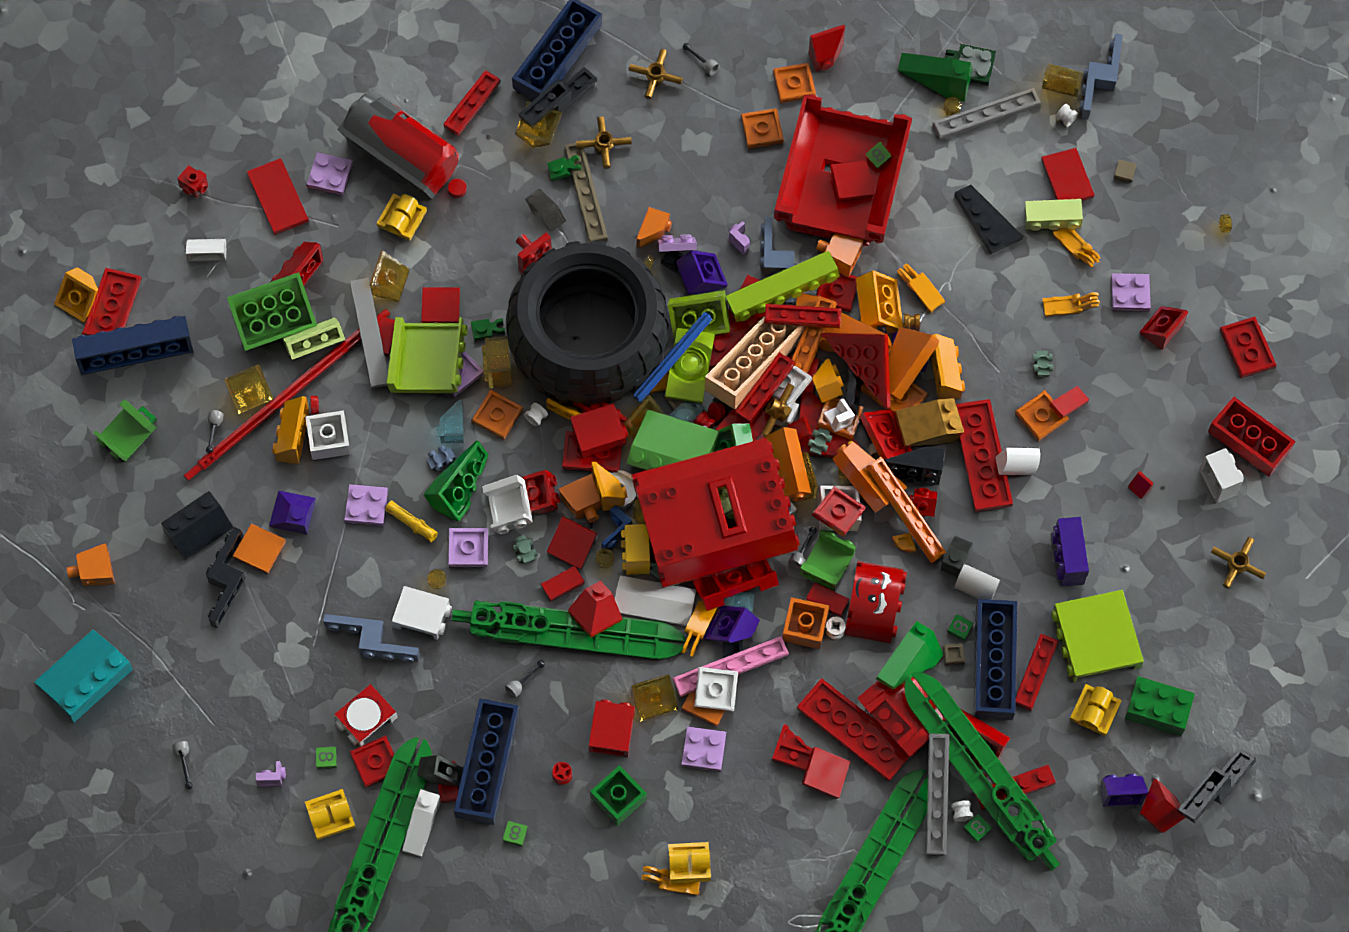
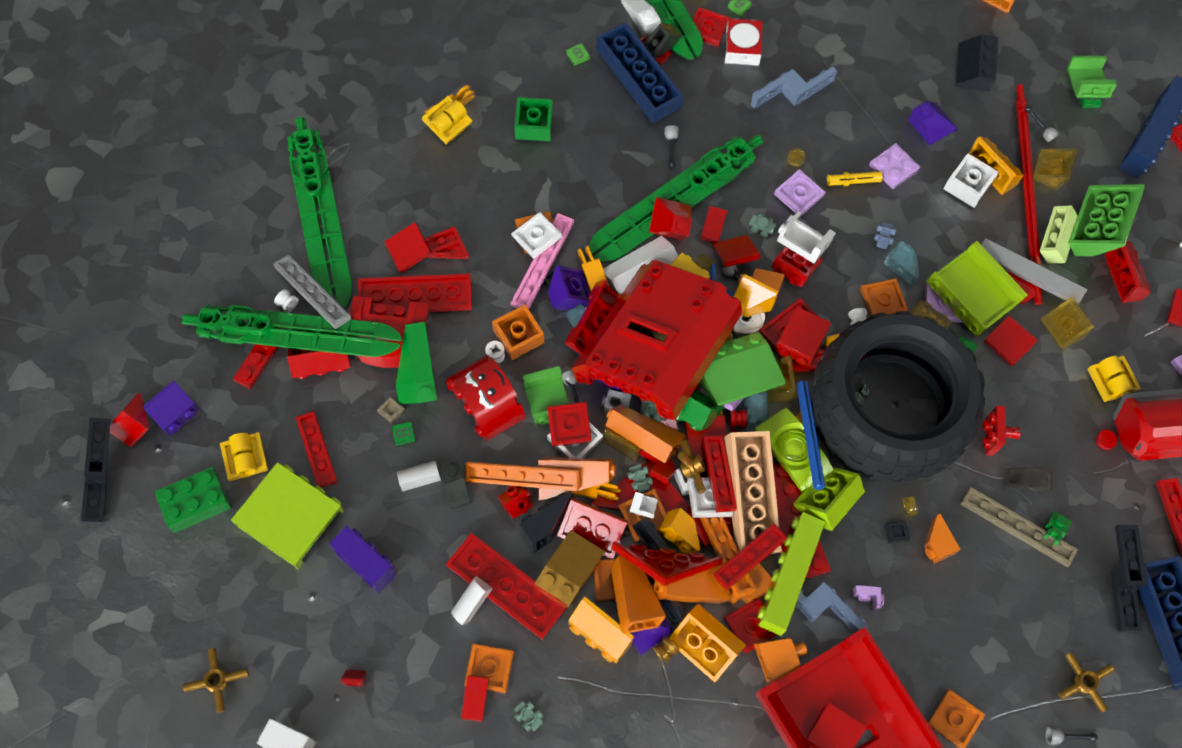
camera: 135 degrees right, 0 degrees up
(225, 577) = (922, 48): black bracket -> none
(259, 548) = (924, 84): orange tile -> none
(314, 405) = (1004, 196): red tile -> none
(421, 612) = (780, 125): white panel -> none
(454, 486) = (854, 225): green wedge -> none
(540, 134) = (1105, 539): clear yellow slope -> none
(564, 770) = (582, 105): red wheel -> none
(603, 149) = (1048, 584): pearl gold bar -> none
(611, 728) = (582, 159): red brick -> none
(654, 697) = (575, 200): clear yellow slope -> none
(669, 243) = (907, 538): lavender plate -> none
(701, 272) = (864, 538): dark purple slope -> none
(704, 749) = (508, 199): lavender plate -> none
(823, 595) = (516, 369): red tile -> none
(904, 542) = (506, 459): light orange tile -> none
(922, 287) = (686, 691): light orange arm -> none
(977, 828) = (265, 301): green tile -> none
(995, 659) = (353, 425): dark blue brick -> none

